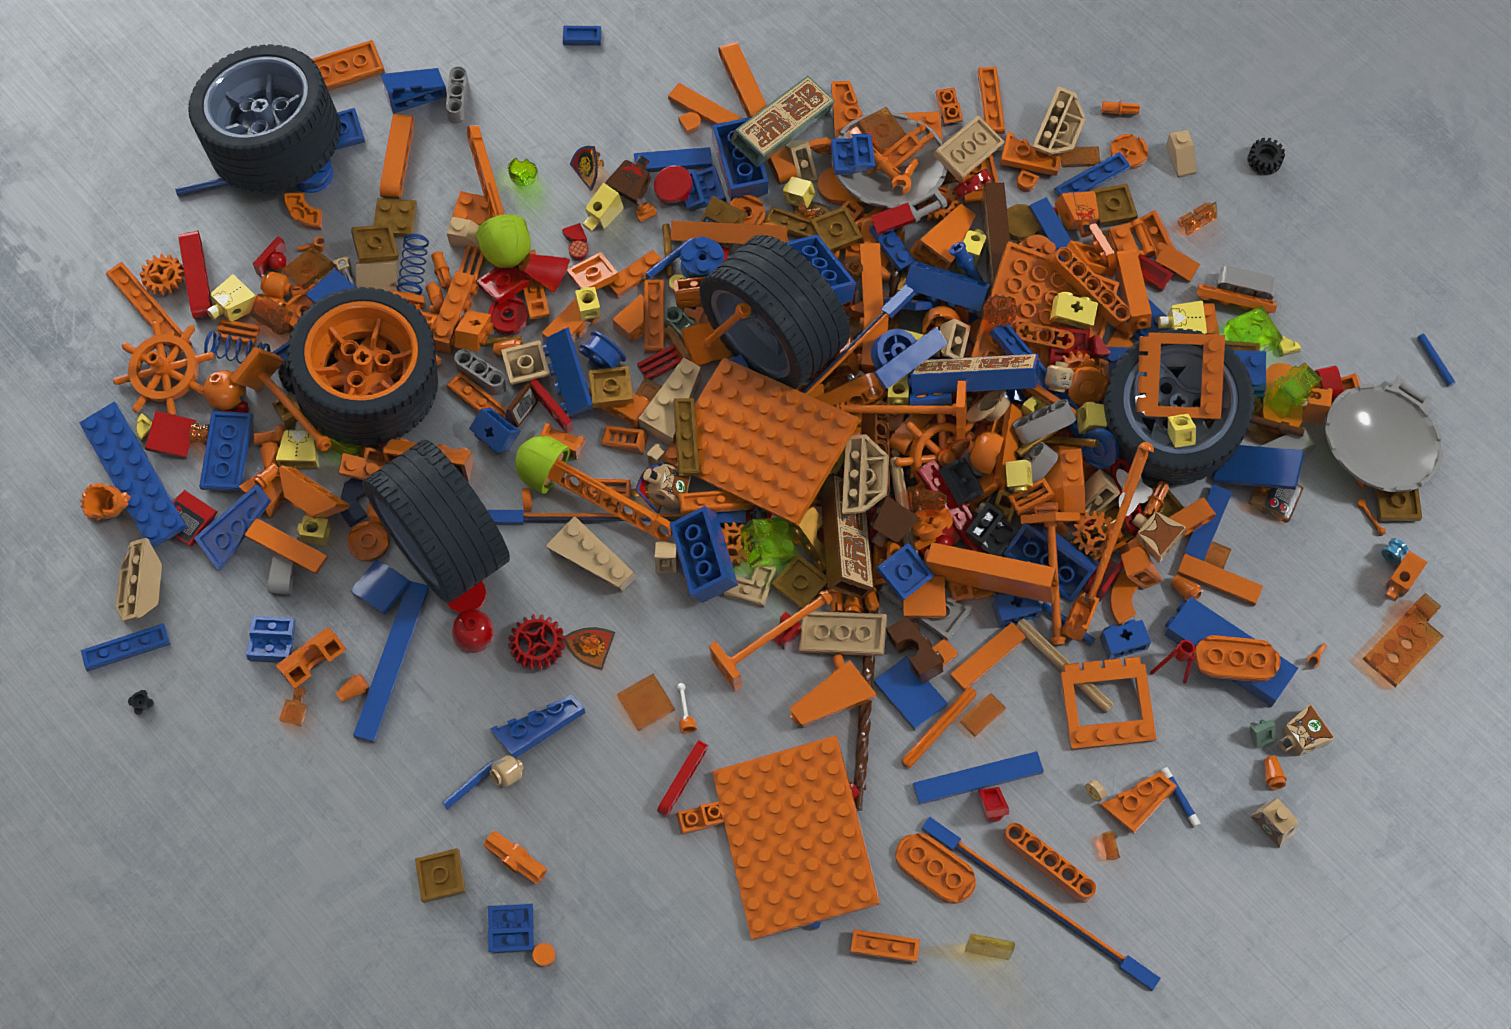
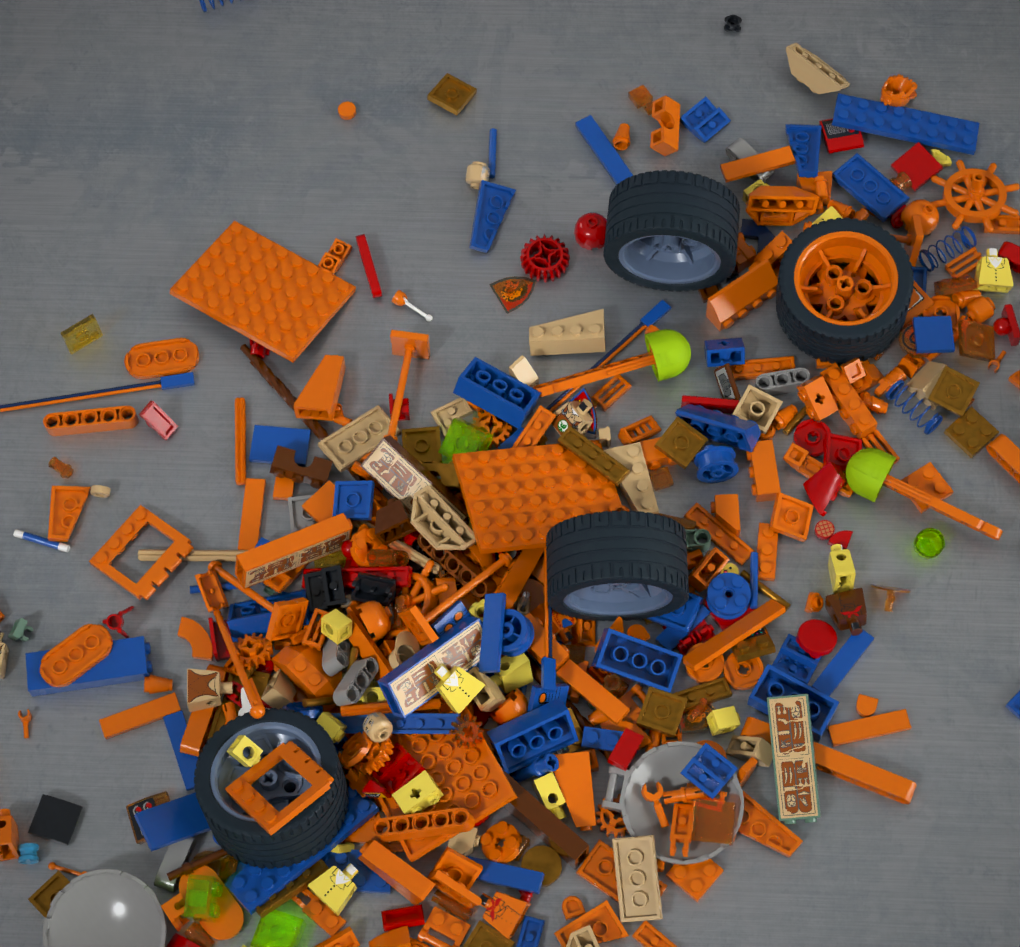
camera: 140 degrees right, 0 degrees up
(125, 647) = (779, 42): blue tile -> none
(344, 267) = (954, 361): piece -> none
(441, 269) = (894, 426): orange axle -> none
(462, 233) = (908, 462): tan slope -> none
(510, 927) = (381, 106): blue slope -> none
(515, 857) = (419, 138): orange piece -> none
(575, 443) = (672, 390): orange hinge -> none
(588, 310) = (763, 474): light yellow brick -> none
(645, 702) = (440, 289): clear orange tile -> none
(656, 361) = (680, 489): red tile -> none
(885, 946) = (149, 286): orange plate -> none
(949, 106) = (696, 915): orange slope -> none
(972, 183) = (601, 846): red plate -> none
(975, 340) = (457, 687): none -> light yellow torso
(978, 778) = (185, 434): blue tile -> none
(983, 715) = (219, 475): clear orange tile -> none
(1049, 343) = (410, 766): orange beam -> none
(1118, 647) = (167, 598): blue brick -> none
(1140, 567) = (199, 656): orange slope -> none
(1217, 554) = (157, 733): clear orange tile -> none
(1353, 559) = (55, 819): none -> black slope

